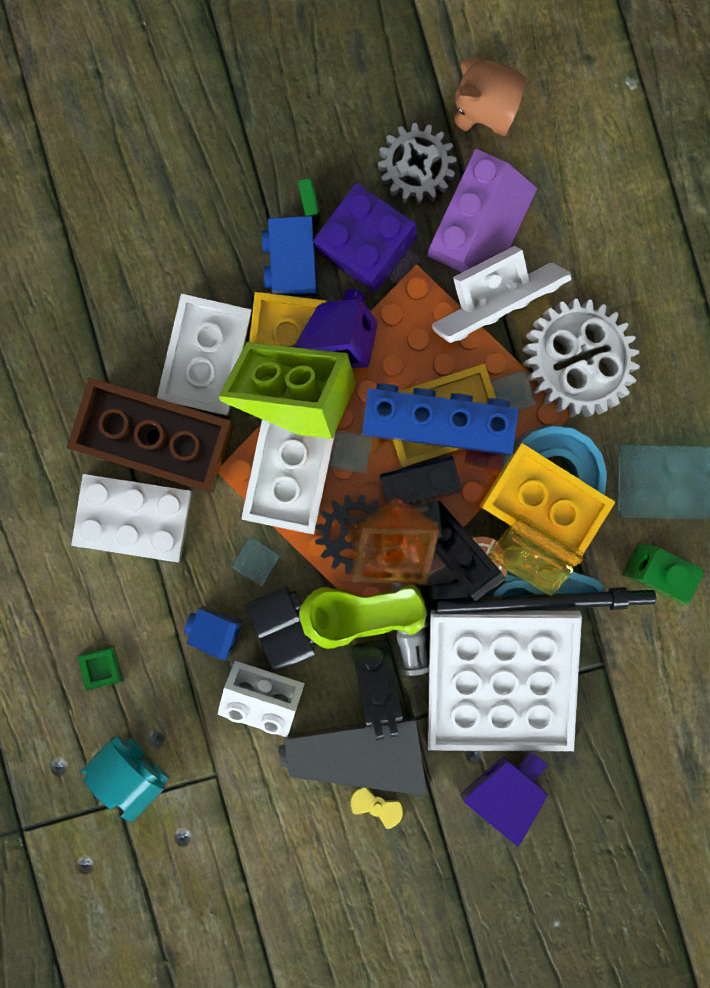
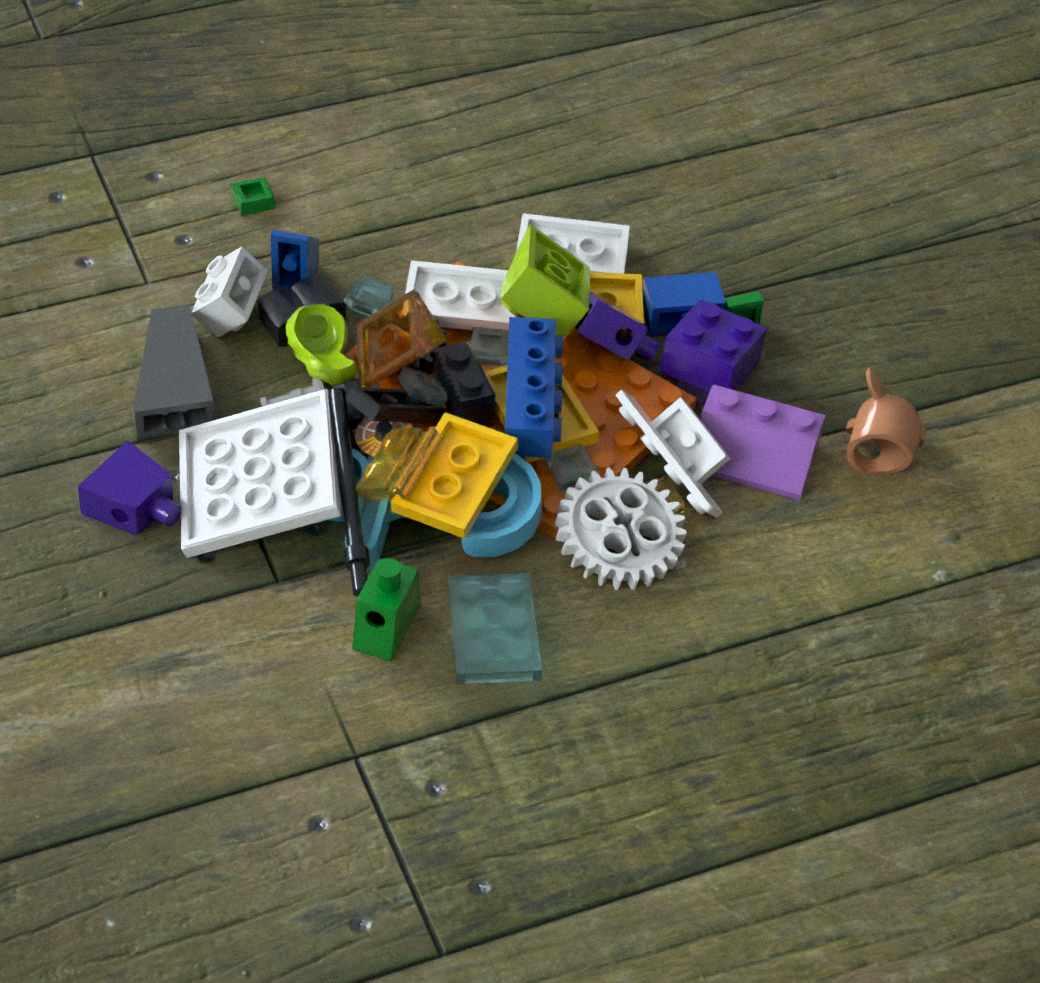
camera: 80 degrees right, 40 degrees down
(116, 428) = (485, 206): reddish brown brick -> none
(124, 777) = (148, 197): teal brick -> none
(131, 518) = (402, 211): white plate -> none
(365, 801) = (112, 407): light yellow piece -> none
(377, 686) = (243, 376): black hinge -> none
(429, 155) = (803, 385): light grey gear -> none

